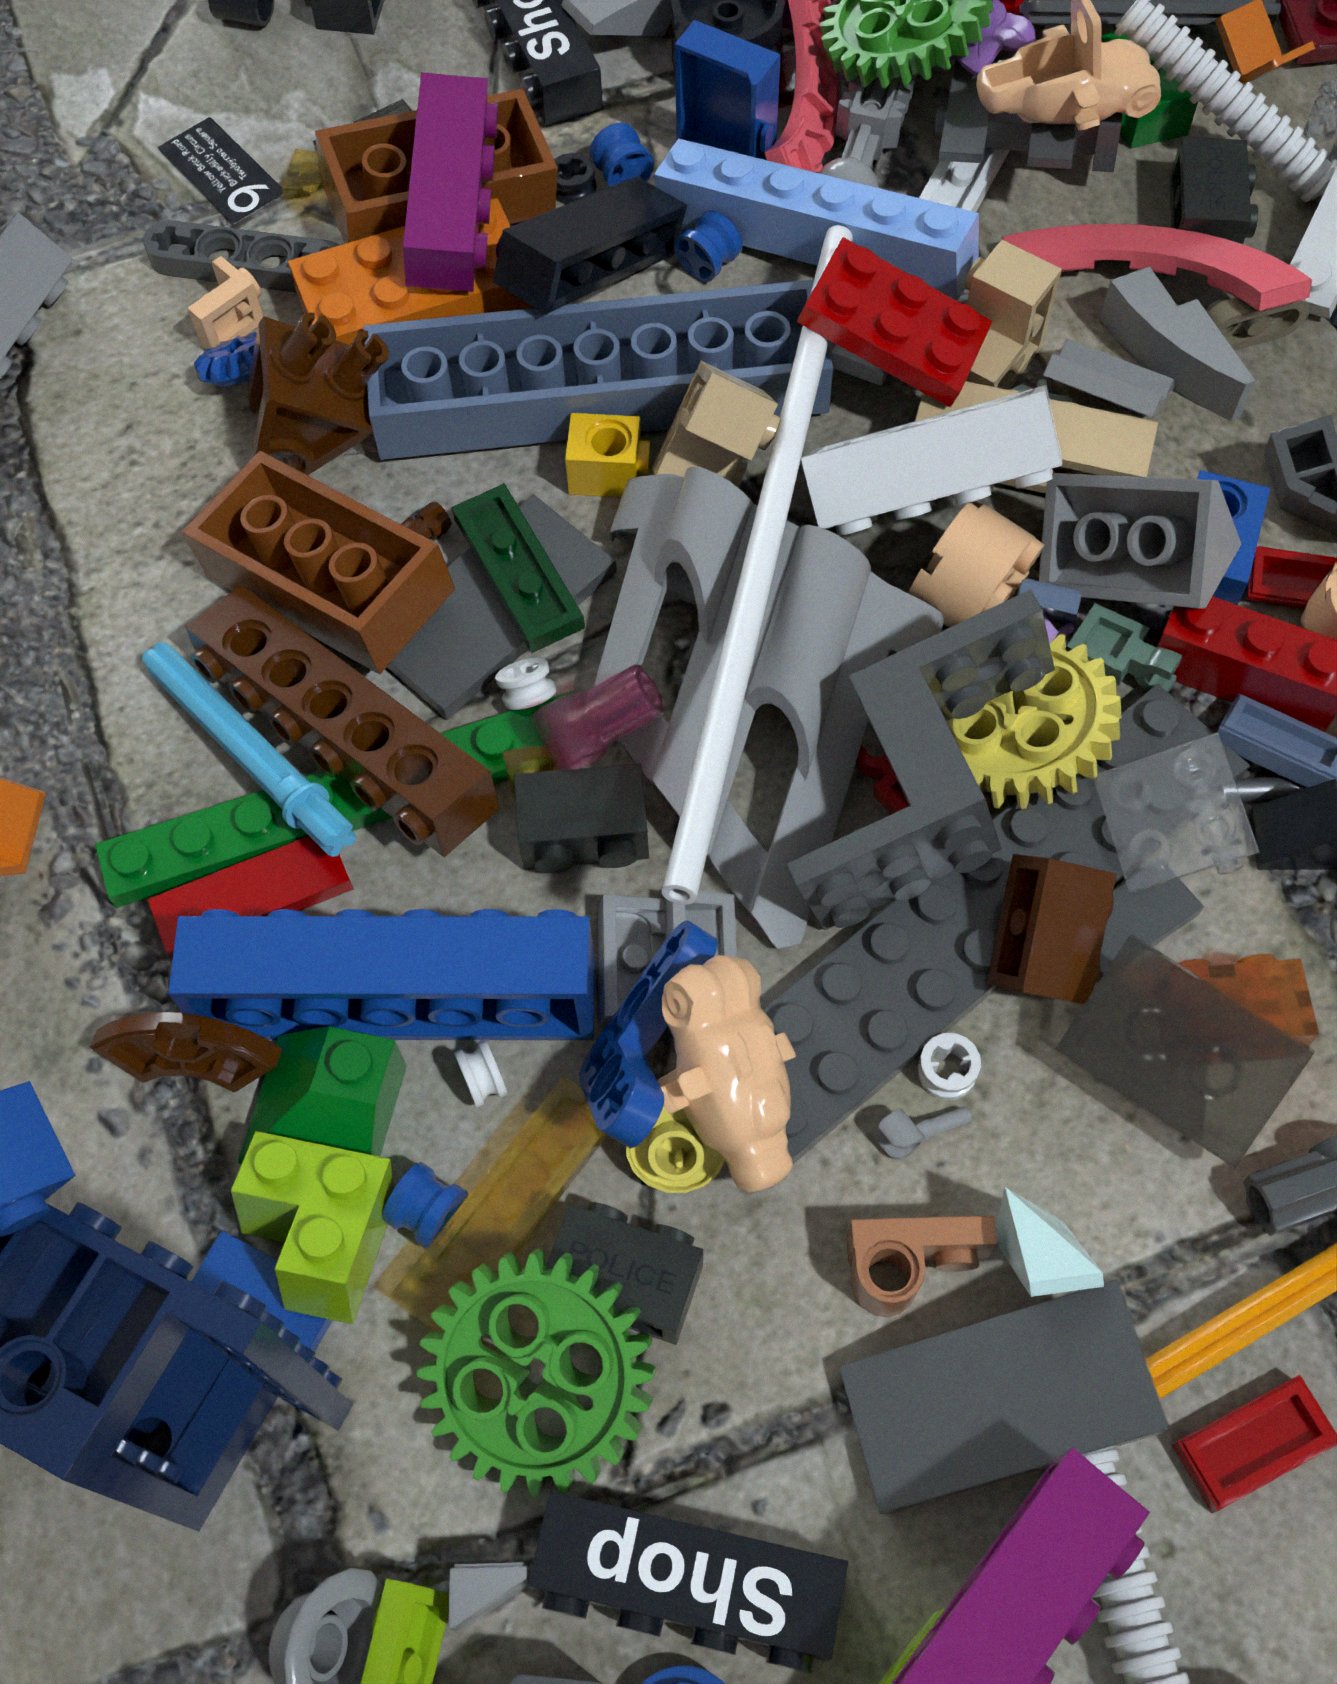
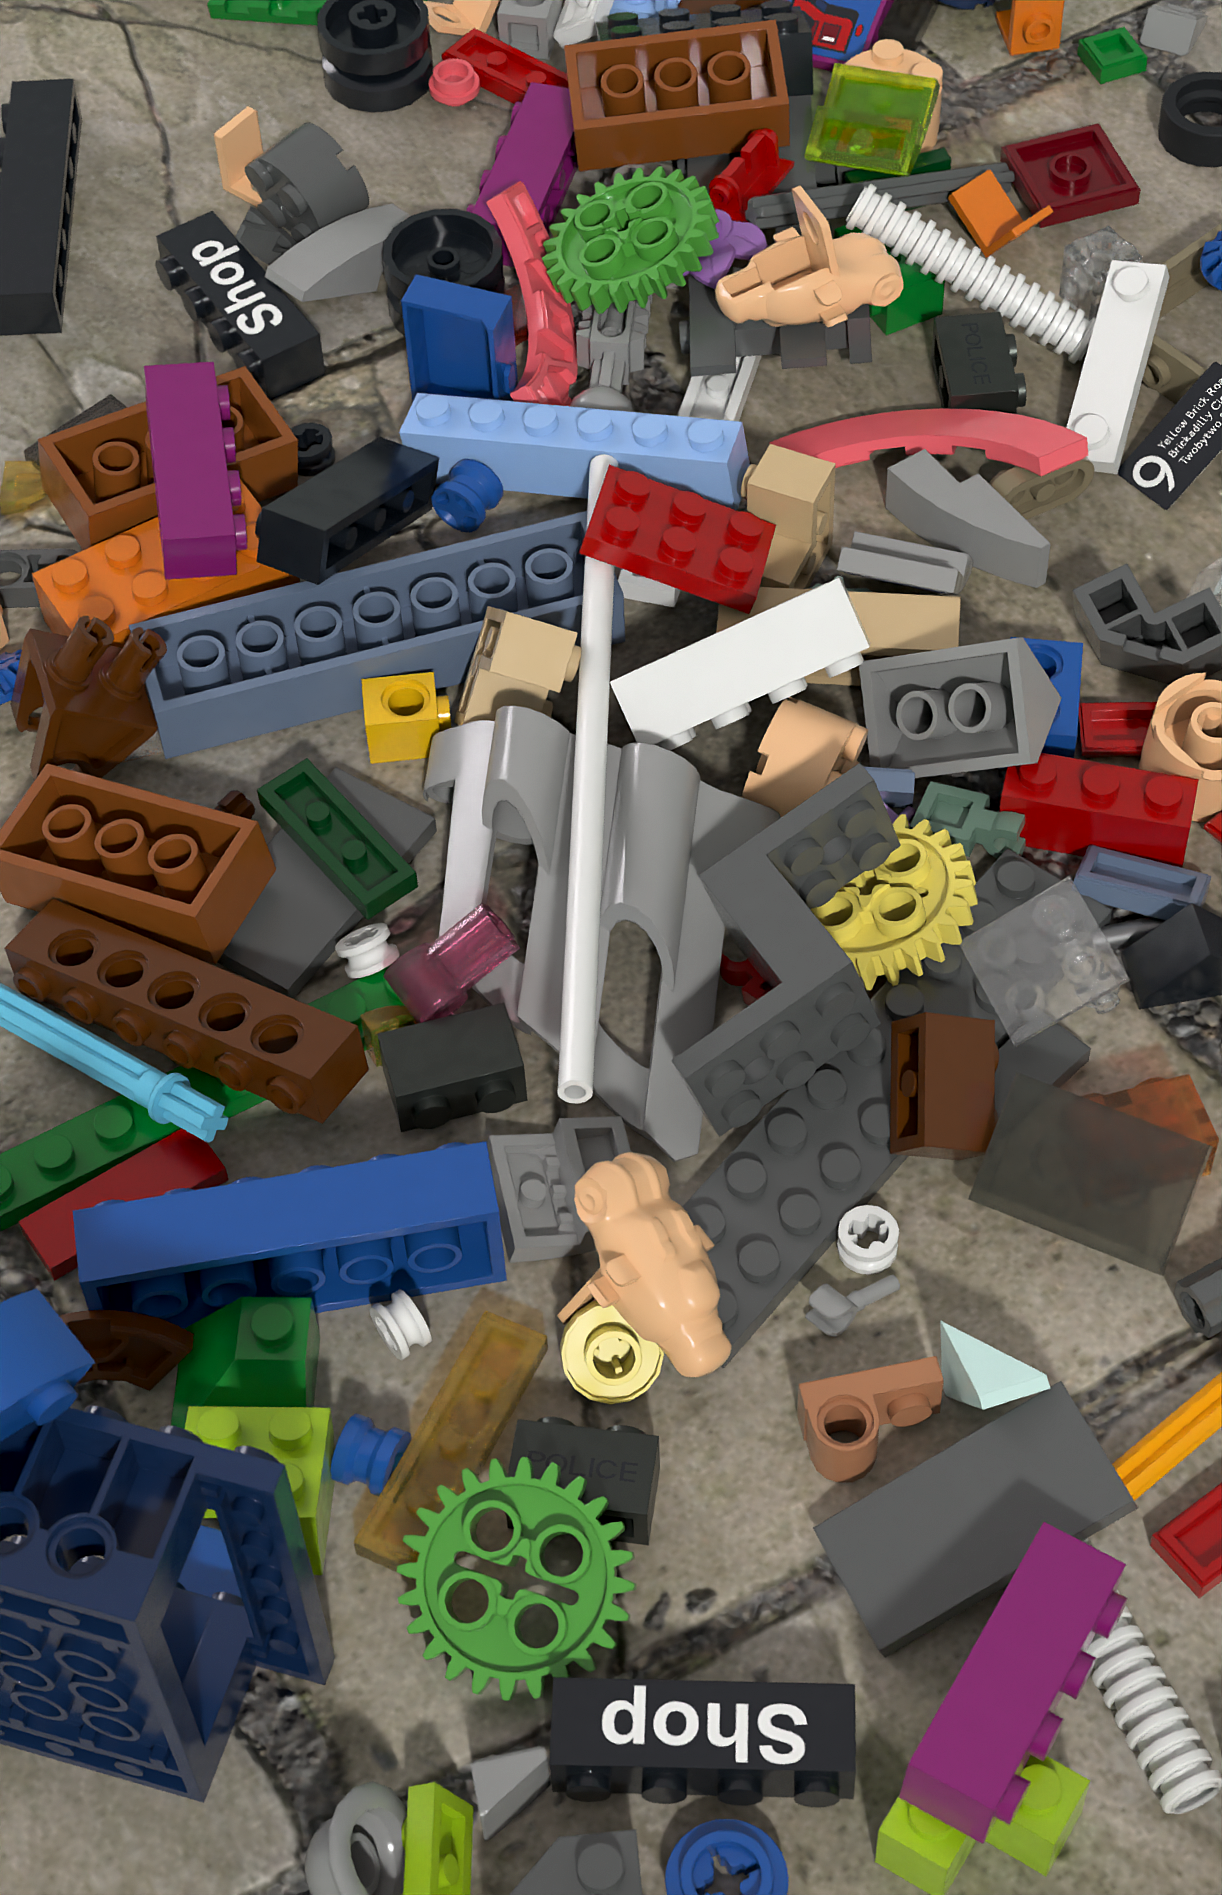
camera: 10 degrees left, 10 degrees down
(615, 1071) = (540, 1288): blue beam -> none
(620, 155) = (357, 418): blue wheel -> none

